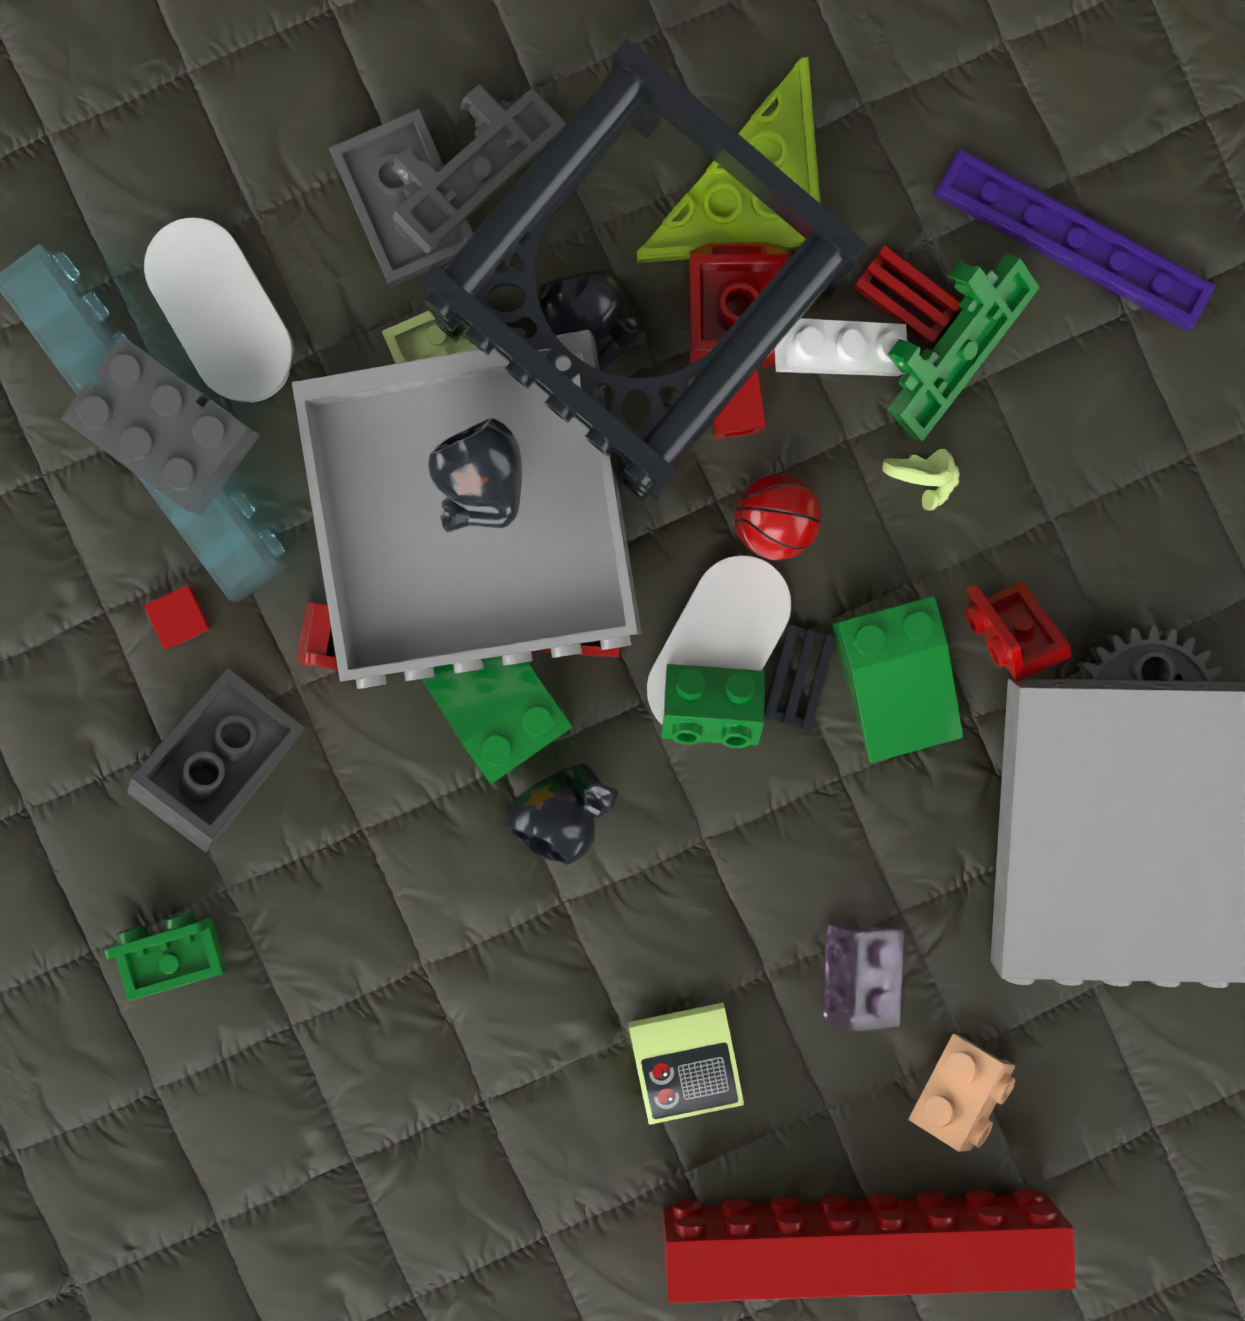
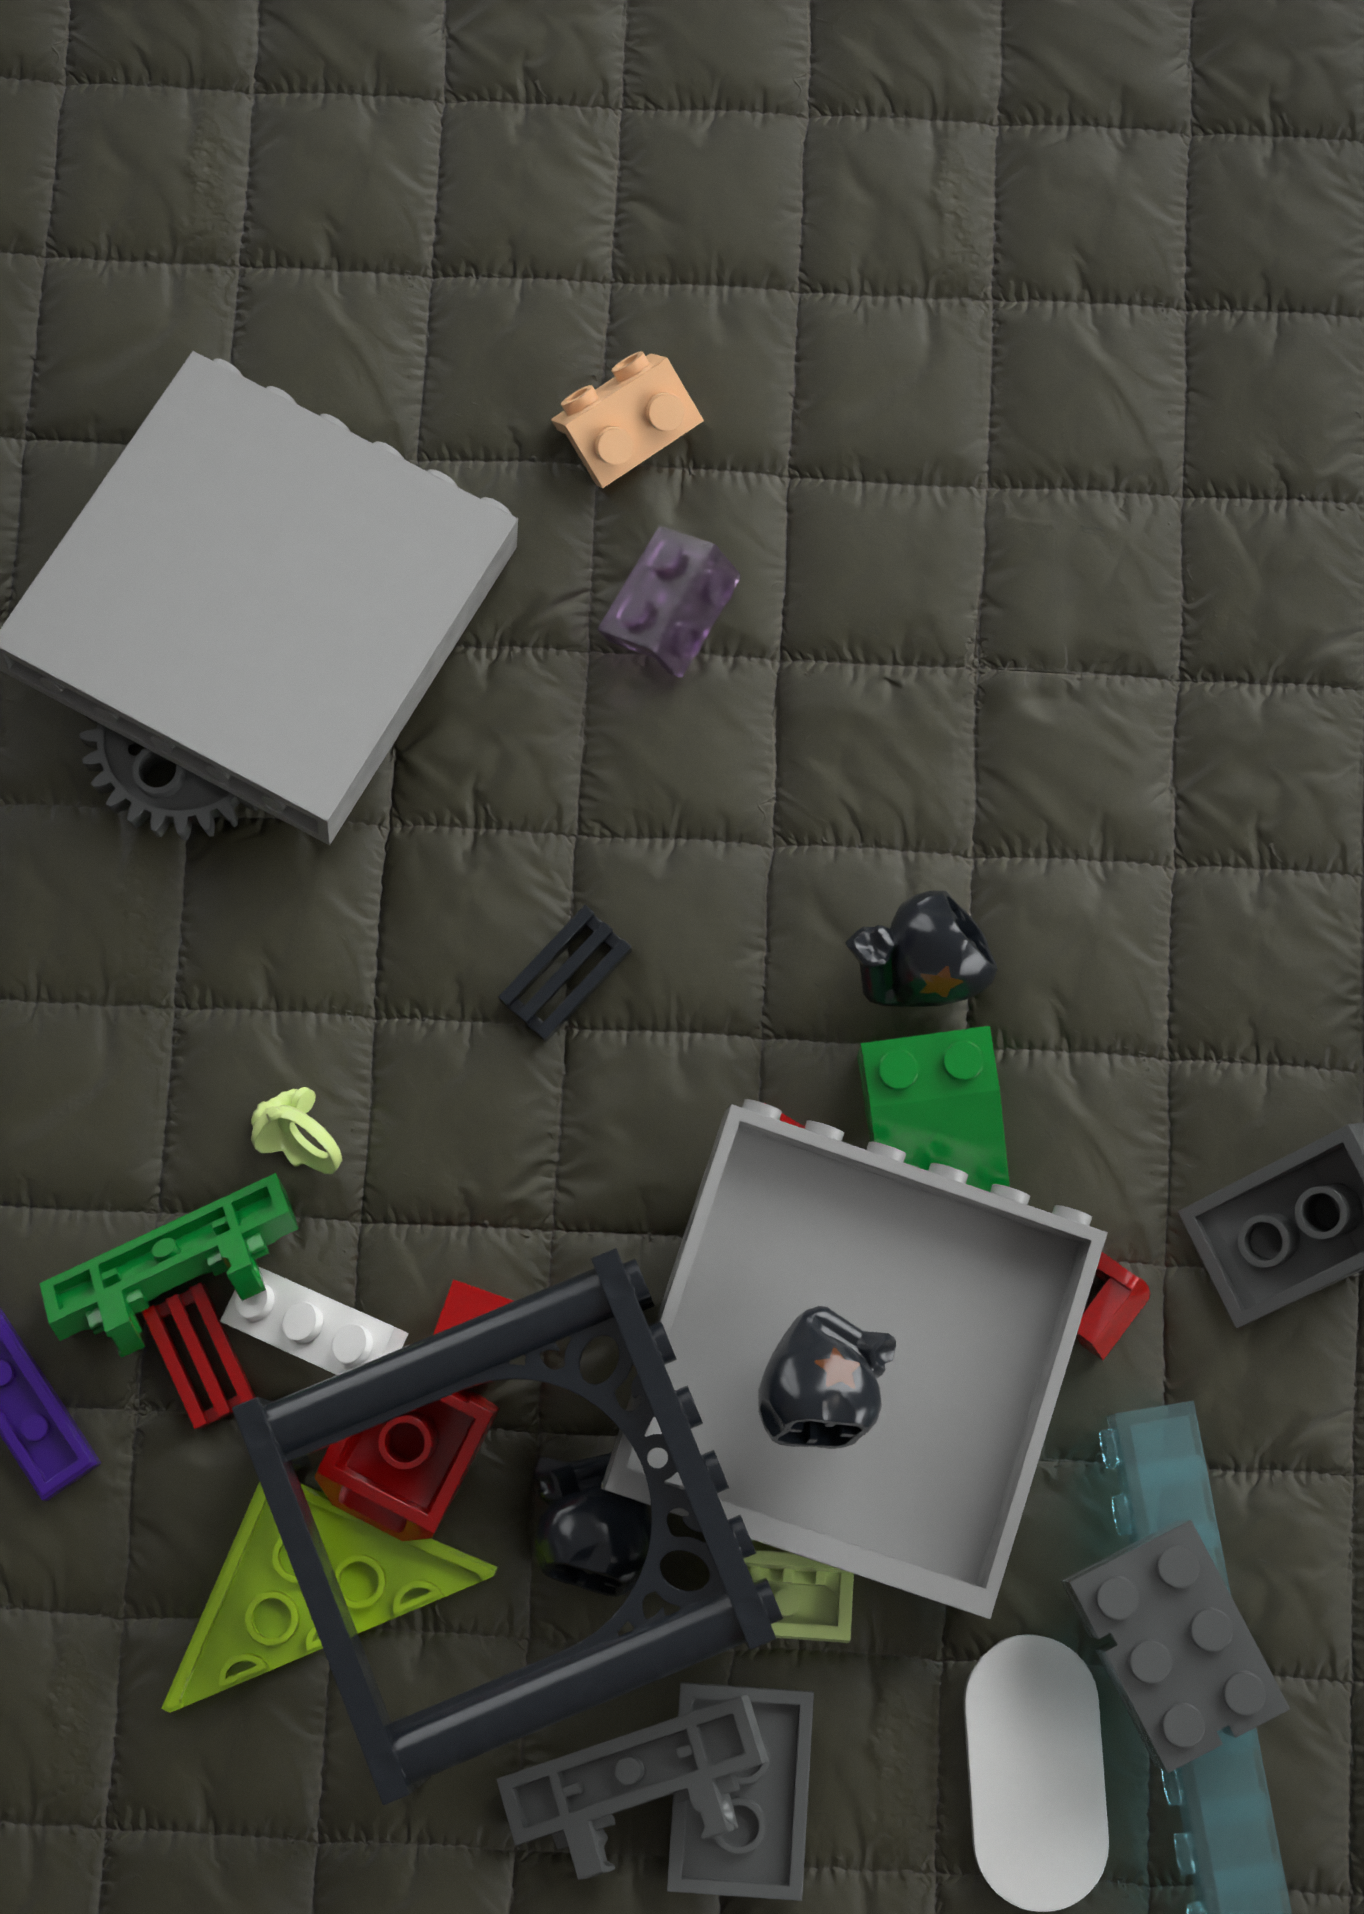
camera: 155 degrees left, 10 degrees down
(177, 617) = (1267, 1420): red tile -> none
(686, 1063) = (923, 605): slope -> none
(713, 705) = (683, 988): green bracket -> none
(726, 622) = (640, 1056): white tile -> none
(777, 516) = (494, 1168): red piece -> none
(866, 1247) = (827, 308): red brick -> none
(899, 678) = (450, 914): green slope -> none
(1016, 630) = (288, 895): red bracket -> none

